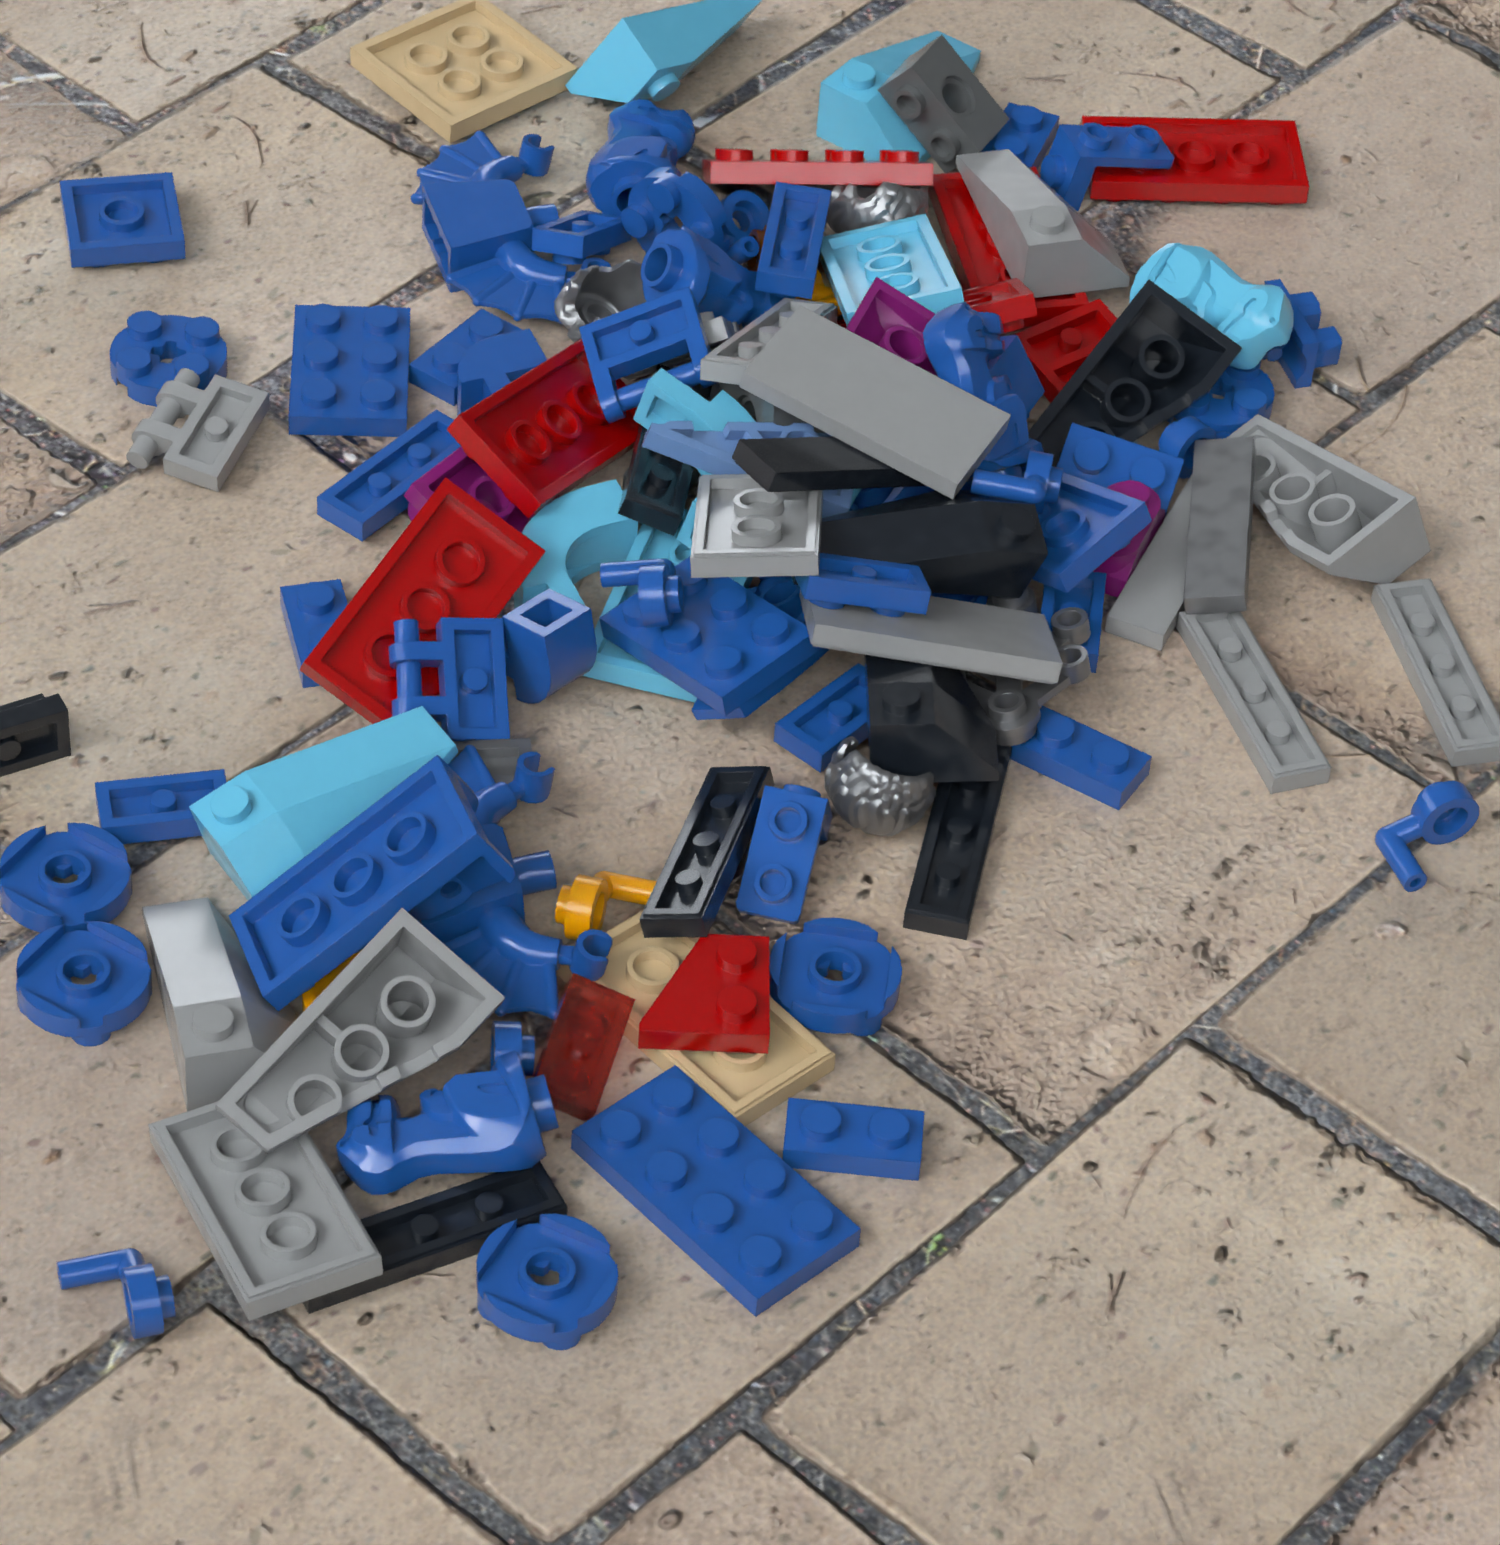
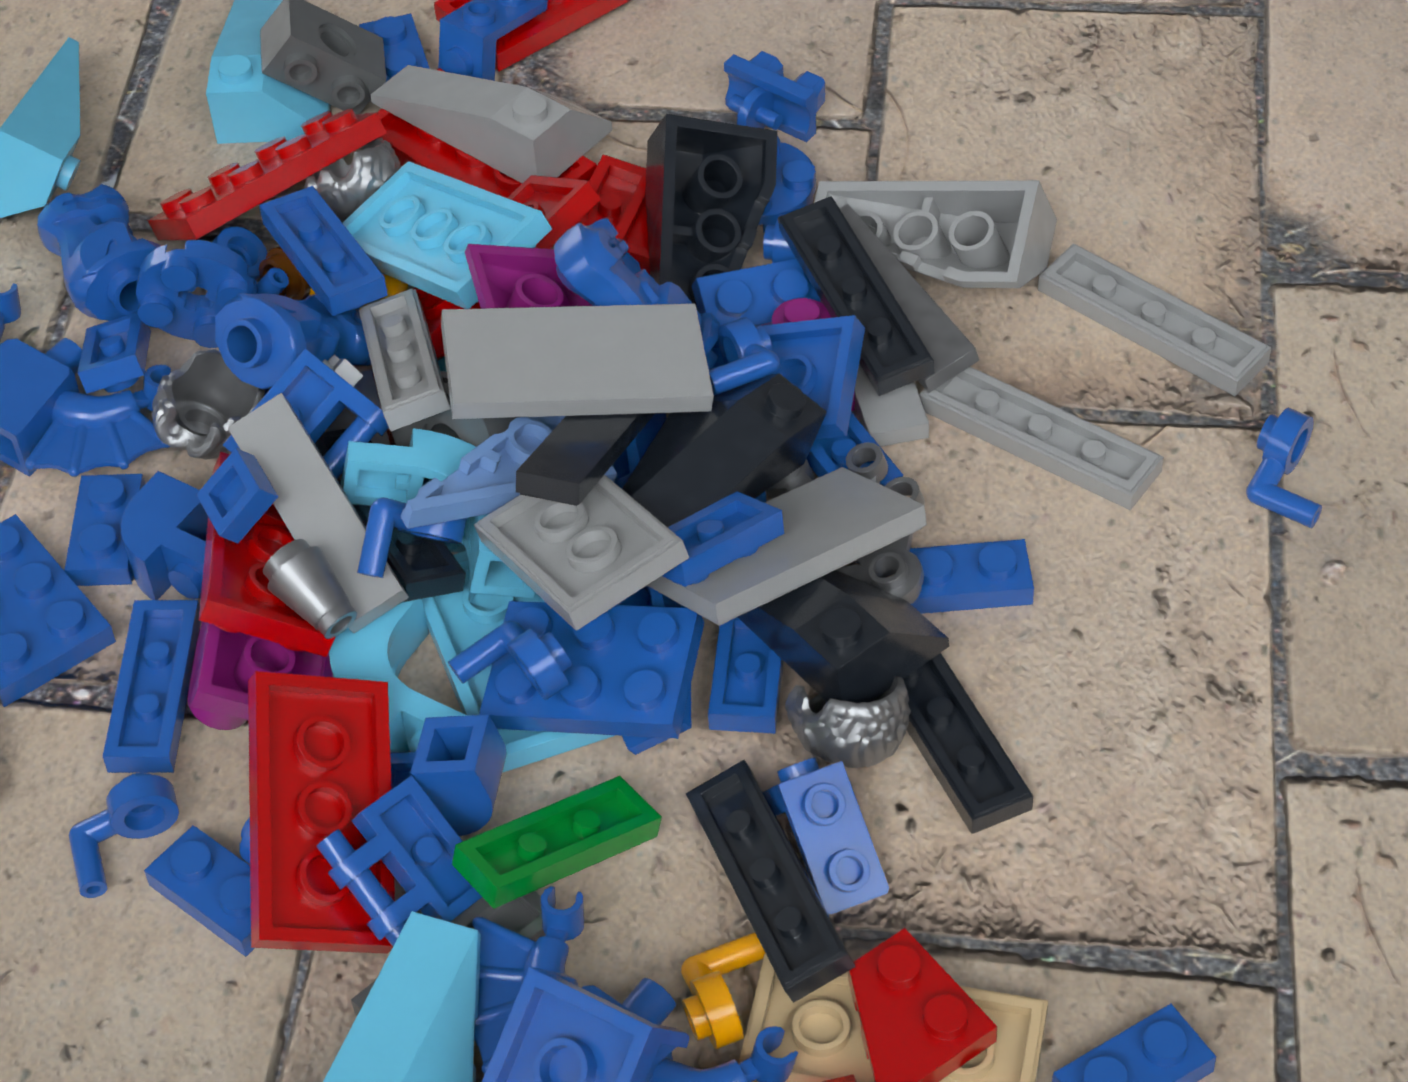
camera: 30 degrees left, 5 degrees up
(311, 545) = (135, 809): none -> blue plate
(546, 451) = (309, 587): none -> flat silver cone
(549, 362) = (237, 495): none -> blue plate
(577, 733) = (556, 841): none -> green plate
(602, 411) = (315, 504): none -> light grey tile
(626, 440) = (386, 515): none -> blue plate
(831, 1006) = (1005, 896): blue plate -> none
(1186, 504) = (853, 286): none -> black tile
(1247, 313) = (748, 96): medium azure animal -> none

